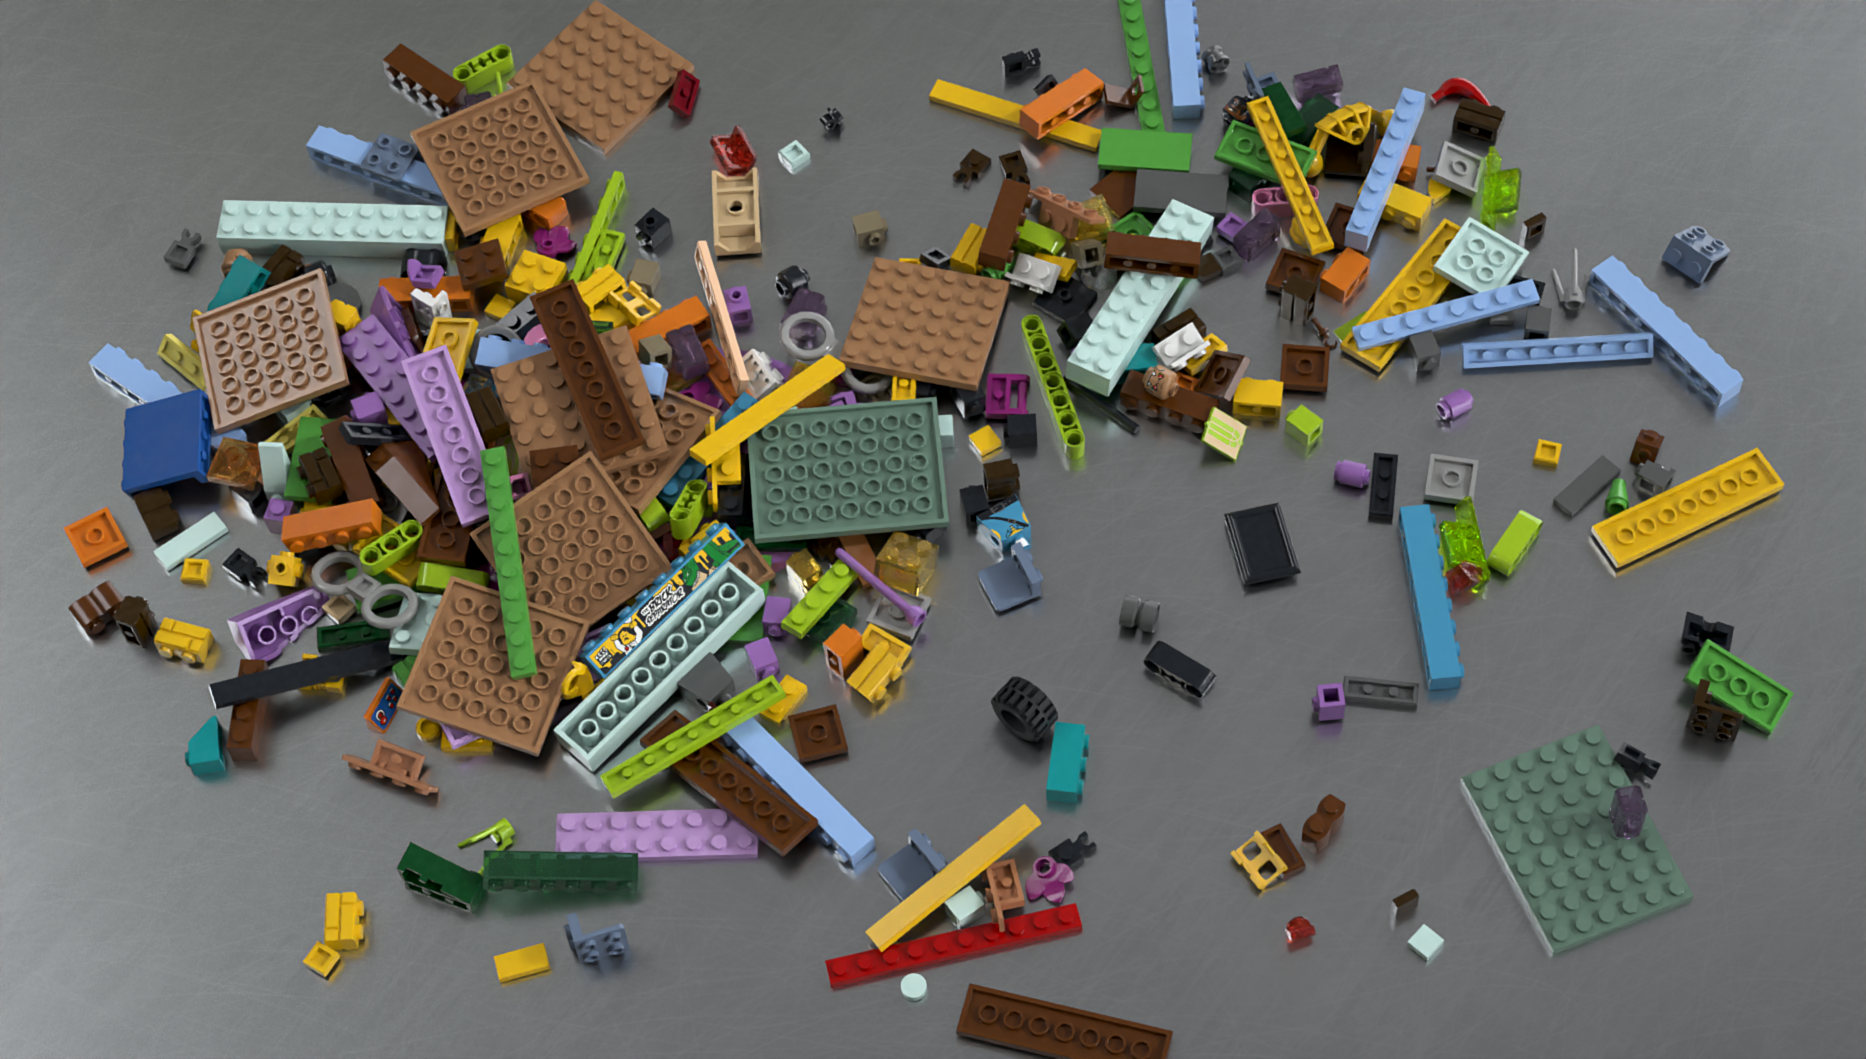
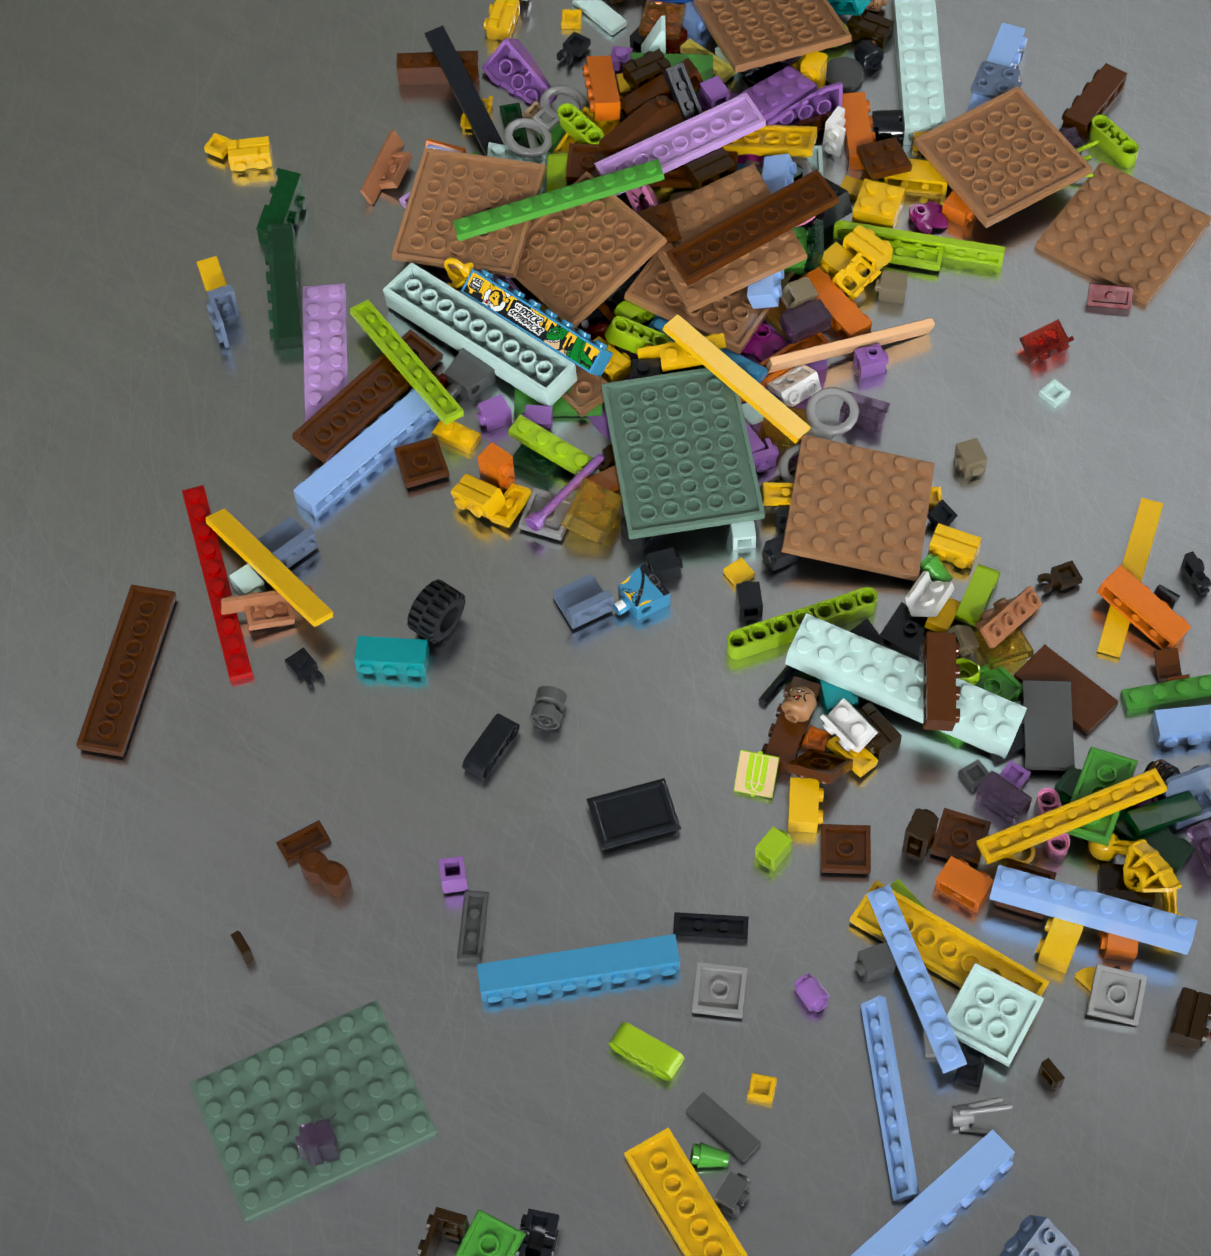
camera: 85 degrees right, 0 degrees up
(206, 748) = (403, 43): teal slope -> none
(284, 569) = (567, 70): yellow brick -> none
(423, 275) = (866, 115): medium lavender plate -> none
(499, 832) = (327, 245): lime plant -> none
(652, 228) = (949, 287): black brick -> none
(738, 230) = (953, 349): tan piece -> none
(791, 280) = (901, 400): black head -> none
(804, 569) = (587, 436): clear yellow brick -> none
(831, 119) = (1101, 417): black plate -> none
(913, 987) = (178, 553): light aqua tile -> none
(972, 166) = (1061, 543): dark brown plate -> none
(999, 395) = (788, 579): magenta plate -> none
(1001, 479) = (685, 579): dark brown brick -> none
(1004, 225) = (976, 561): reddish brown brick -> none
(1049, 883) = (276, 649): magenta plate -> none
(1144, 150) = (1097, 690): bright green tile -> none
(1208, 267) = (962, 755): dark brown tile -> none
(1252, 866) = (285, 816): yellow piece -> none
(1299, 928) = (218, 855): clear red plate -> none
(1323, 332) = (893, 867): reddish brown hand -> none
(1352, 473) = (720, 894): medium lavender brick -> none
(1425, 942) = (204, 968): light aqua tile -> none
(1463, 540) = (641, 998): clear neon green bracket -> none
(1464, 577) = (601, 1000): clear red plate -> none
(1501, 189) = (1097, 1038): clear neon green bracket -> none
(1537, 322) = (921, 1077): dark grey brick -> none
(1635, 760) = (396, 1163): black plate -> none
(1646, 446) = (774, 1189): reddish brown bracket -> none

